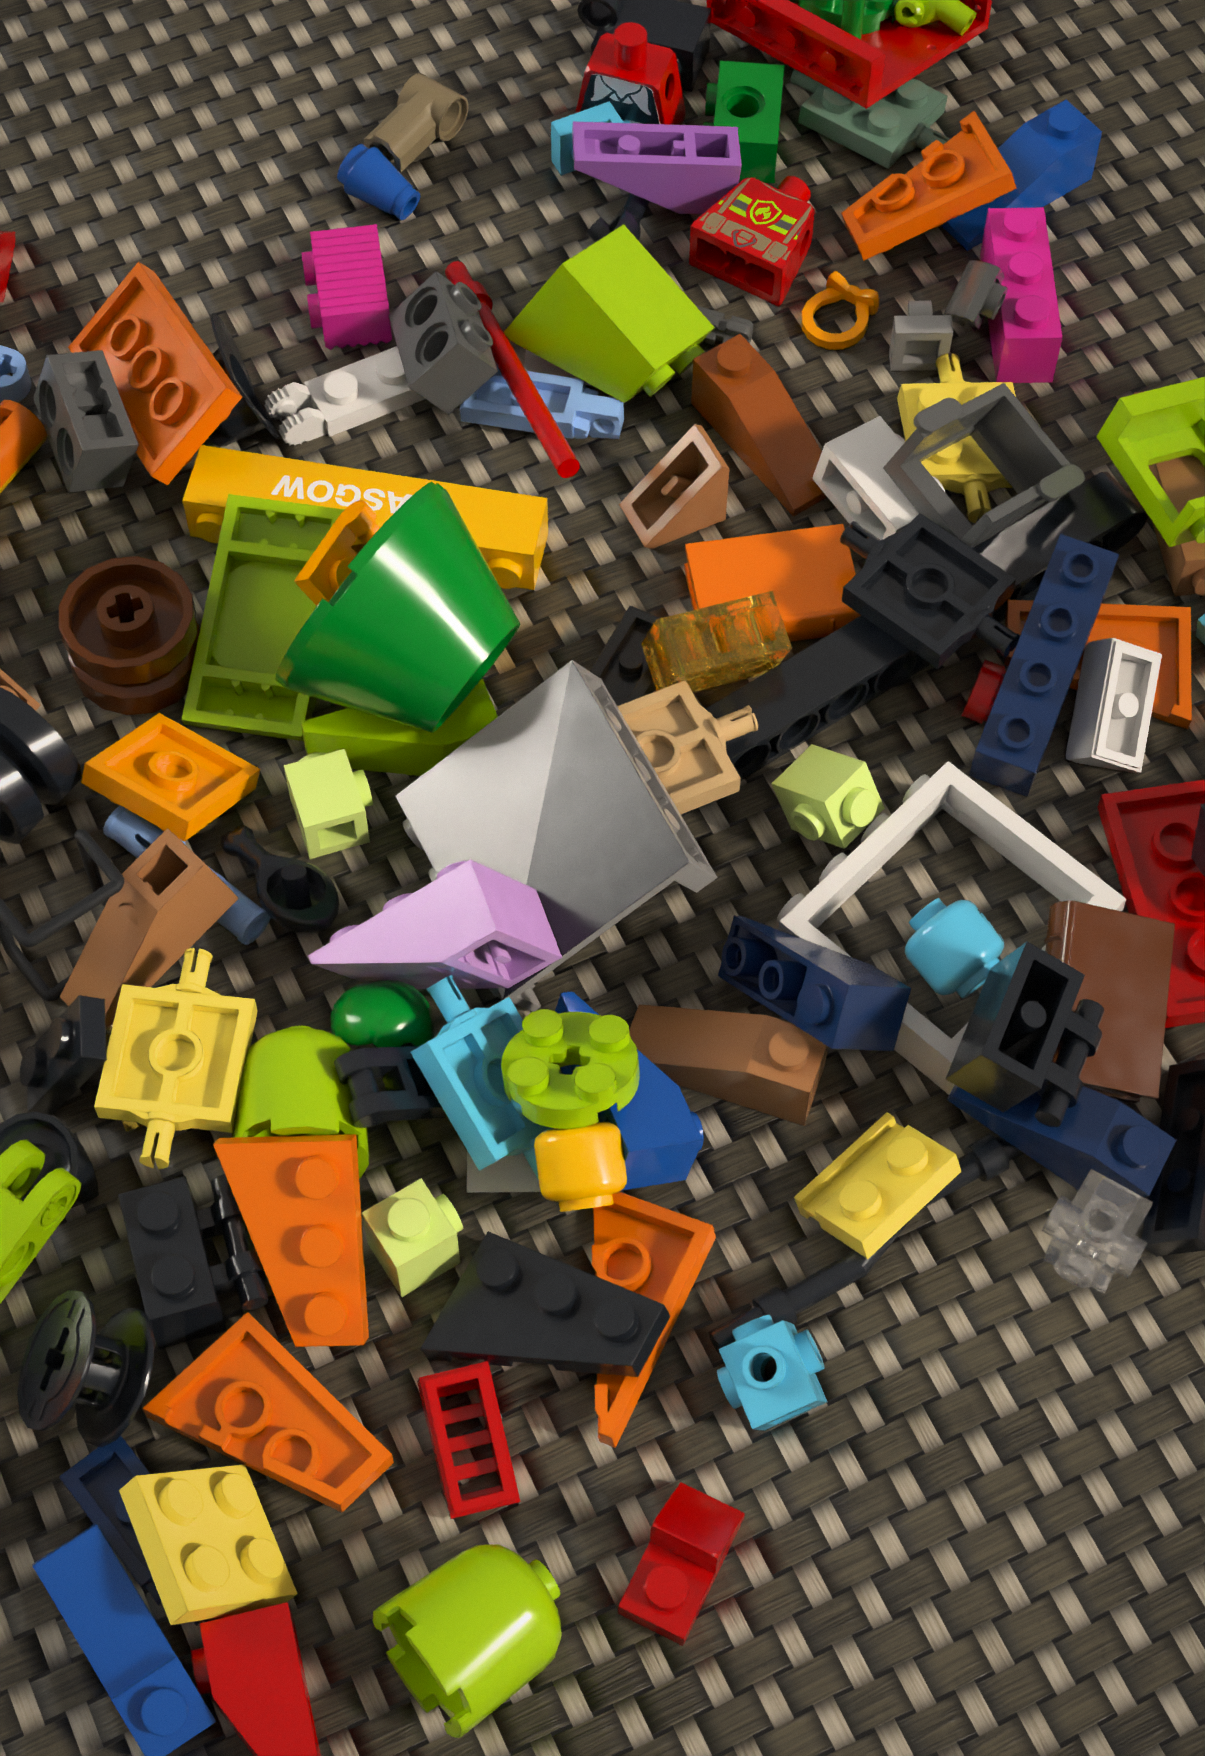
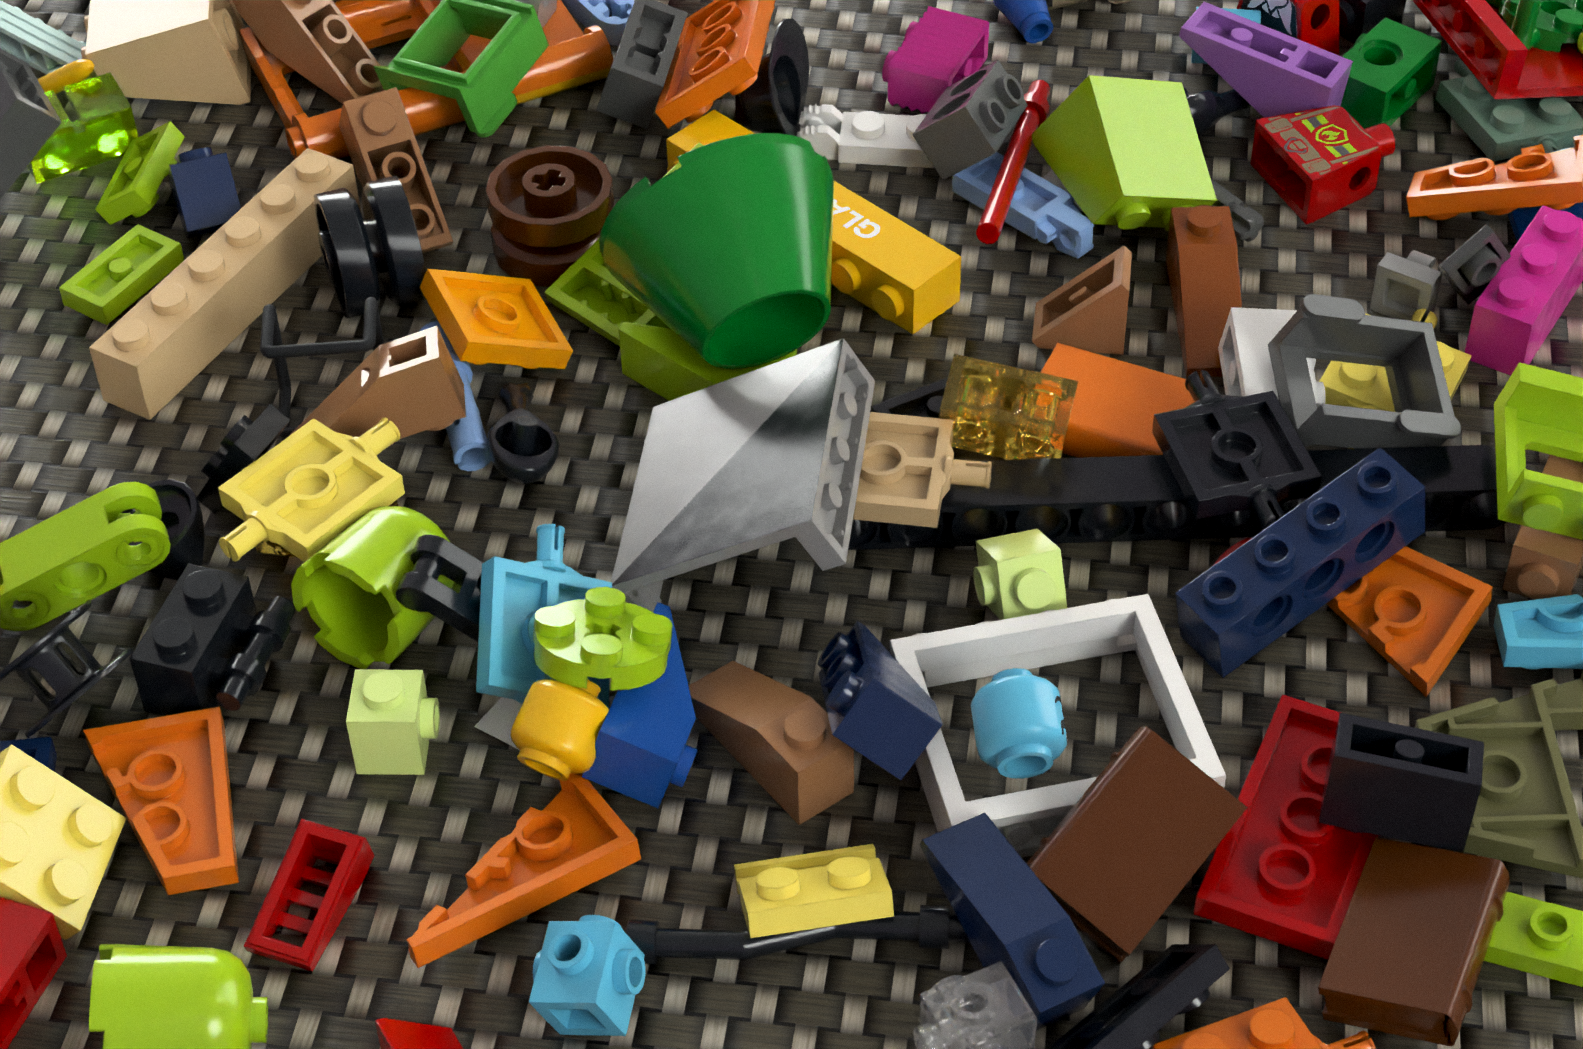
camera: 35 degrees right, 15 degrees down
(306, 1229) = (302, 662): orange wing -> none
(329, 802) = (602, 395): yellowish green brick -> none
(382, 1014) = (497, 537): green hair -> none
(460, 925) = (598, 486): lavender slope -> none
(543, 1312) = (444, 831): black wing -> none
(839, 289) = (1365, 229): light orange piece -> none
(1017, 1031) = (1004, 792): black brick -> none
(1113, 705) = (1358, 635): white slope -> none

